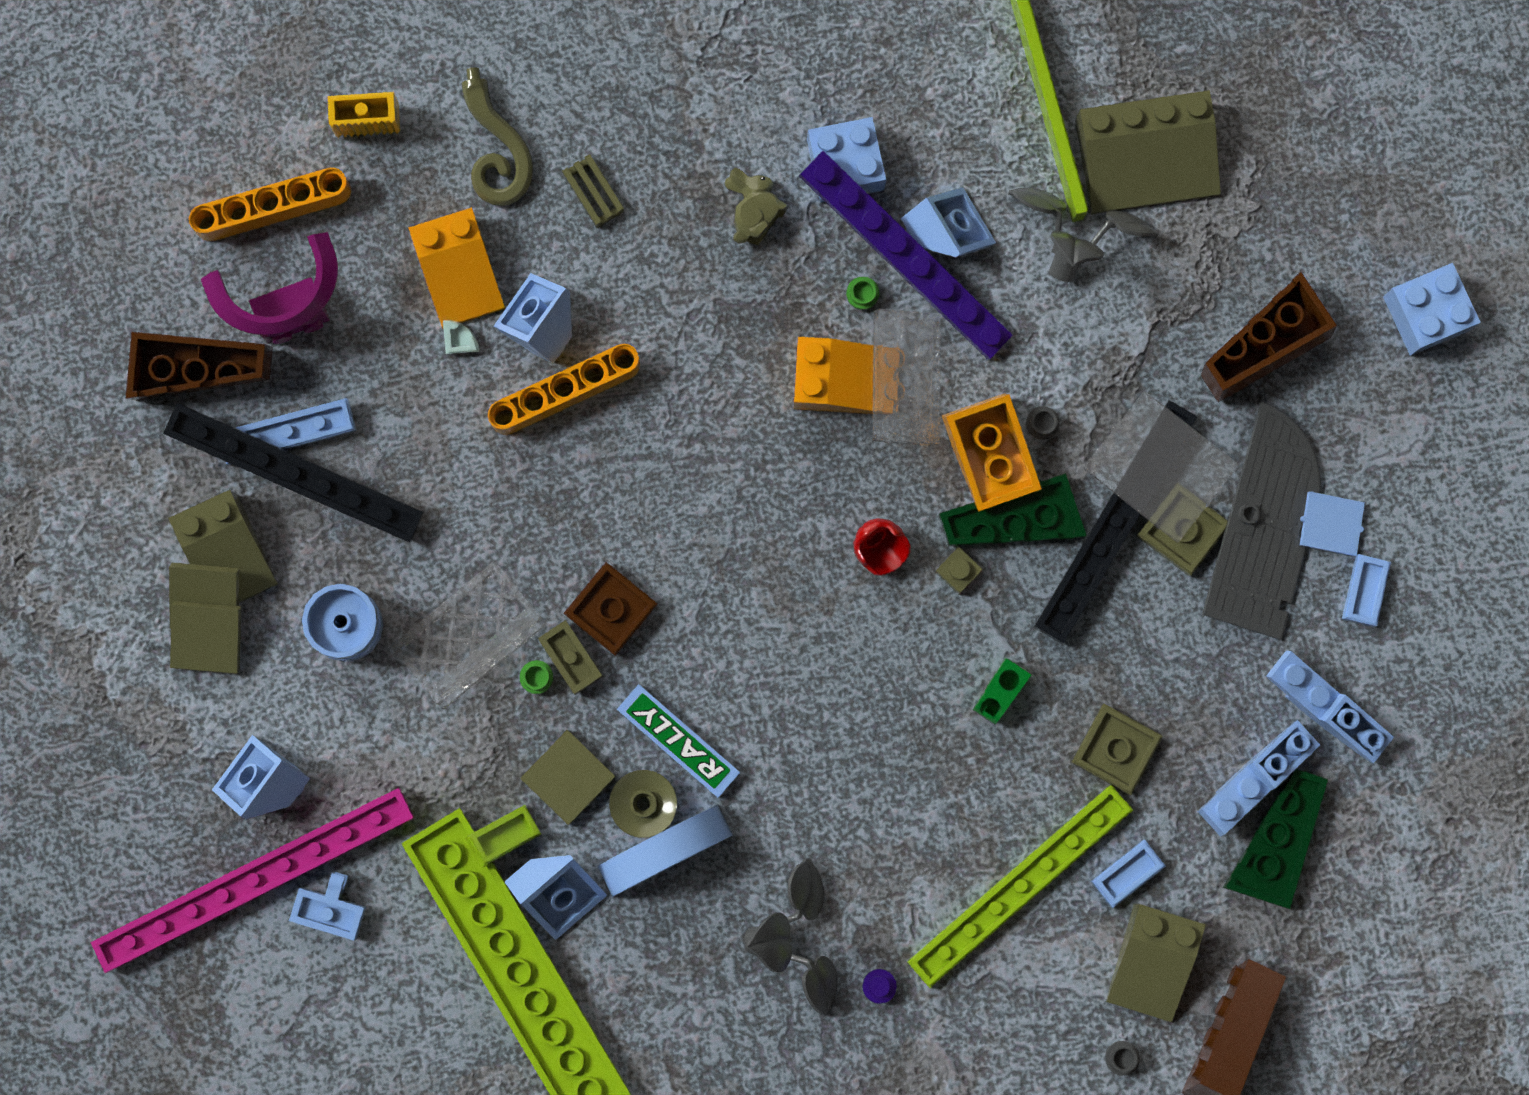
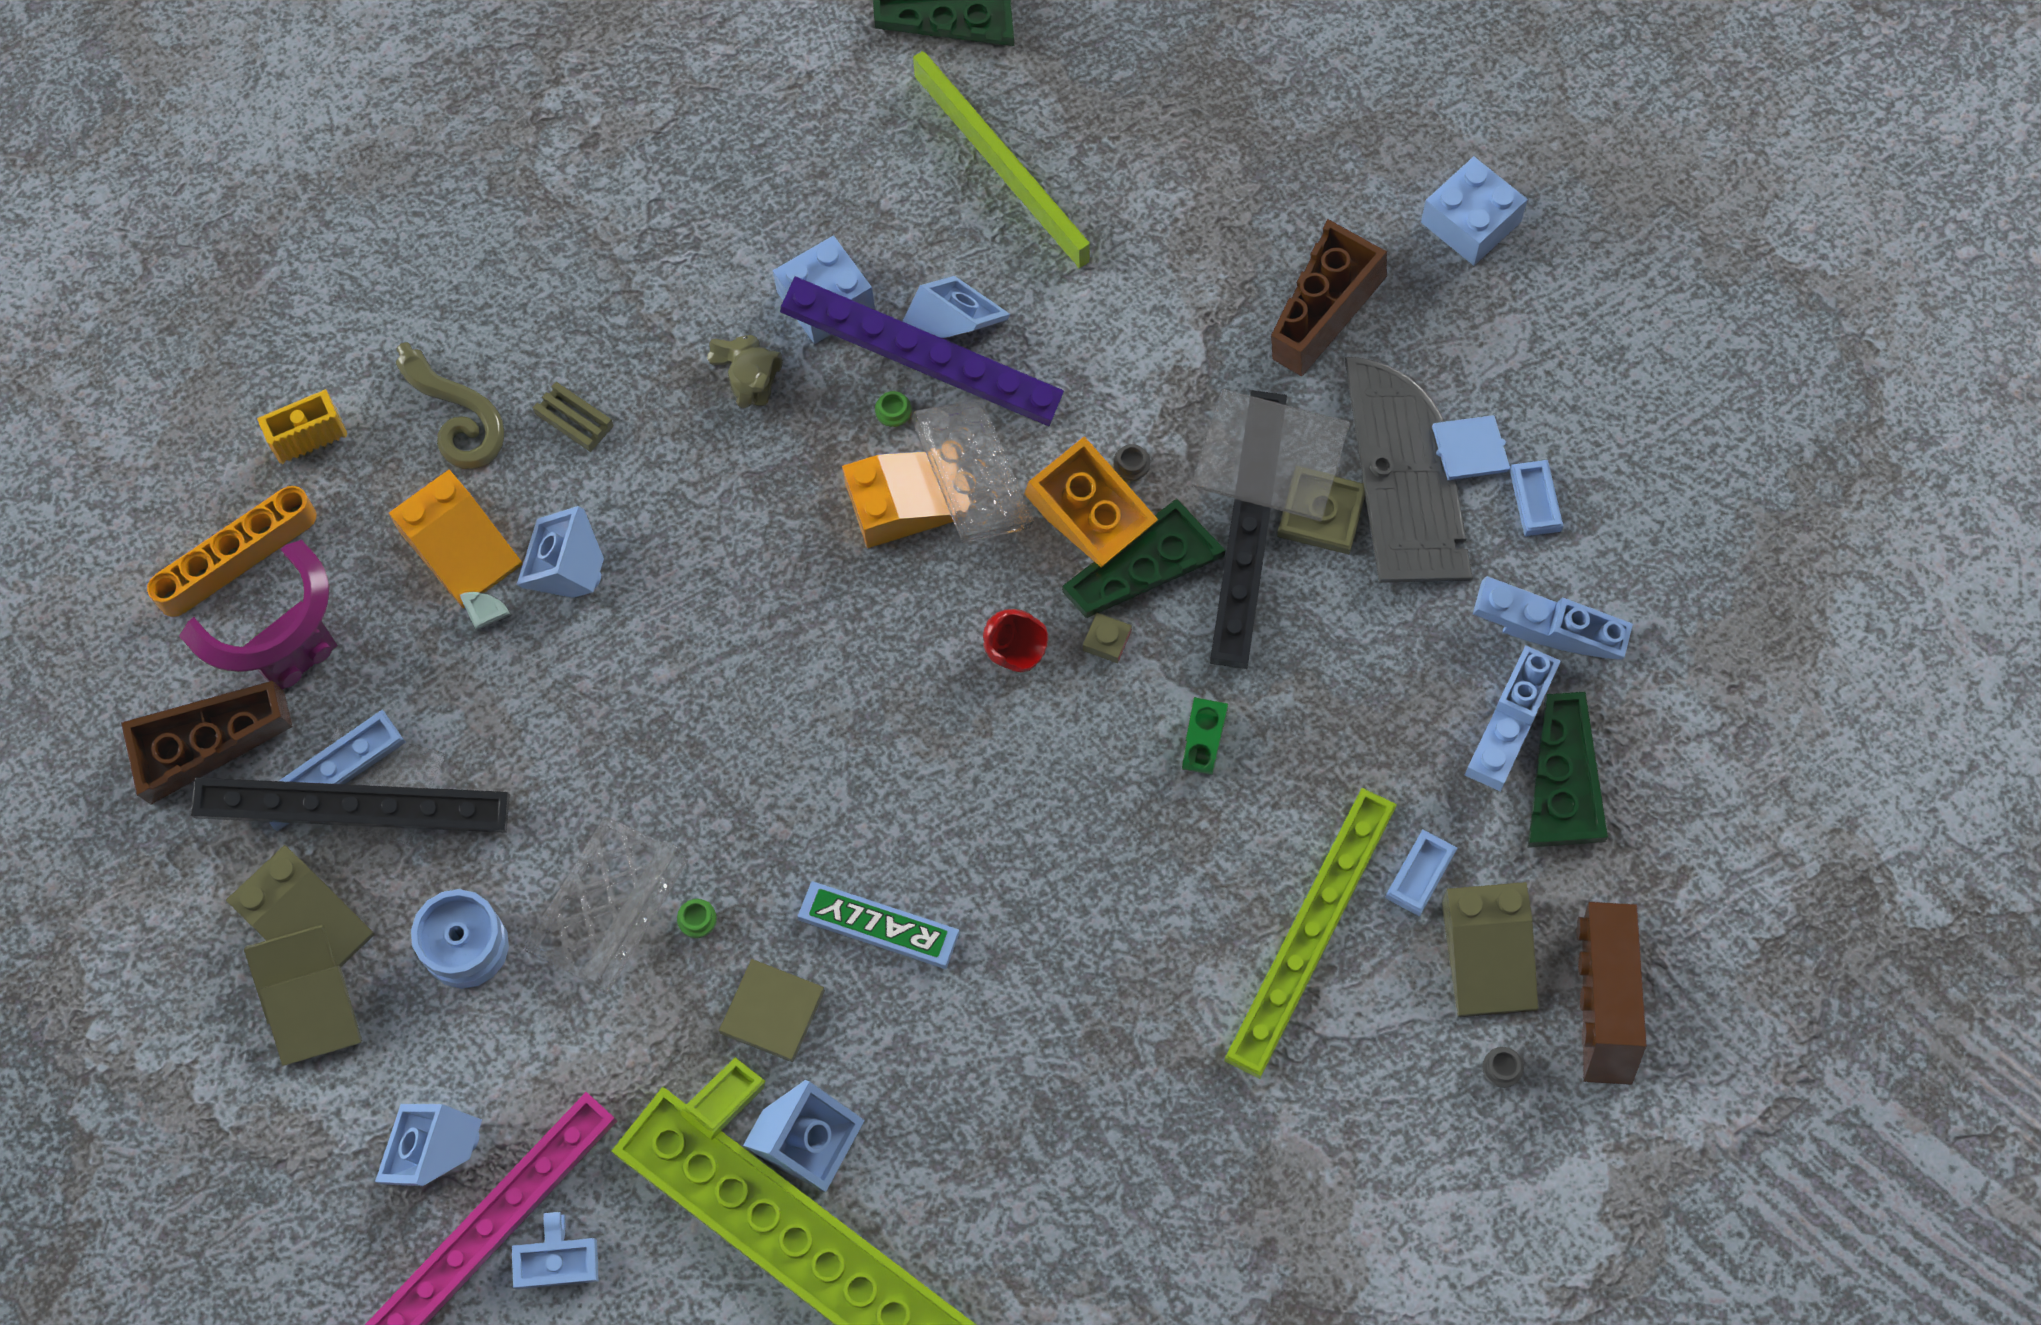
camera: 15 degrees left, 15 degrees down
(547, 387) = (612, 631): light orange beam -> none
(570, 657) = (726, 882): olive plate -> none
(610, 609) = (751, 816): reddish brown plate -> none
(625, 798) = (858, 985): olive dish -> none
(664, 850) = (906, 1043): light blue window -> none
(772, 938) = (1071, 1084): dark grey plant -> none
(879, 986) = (1205, 1096): dark purple plate -> none
(1071, 250) = (1088, 296): dark grey plant -> none
(1116, 749) = (1351, 751): olive tile -> none
(1149, 152) = (1127, 172): olive slope -> none

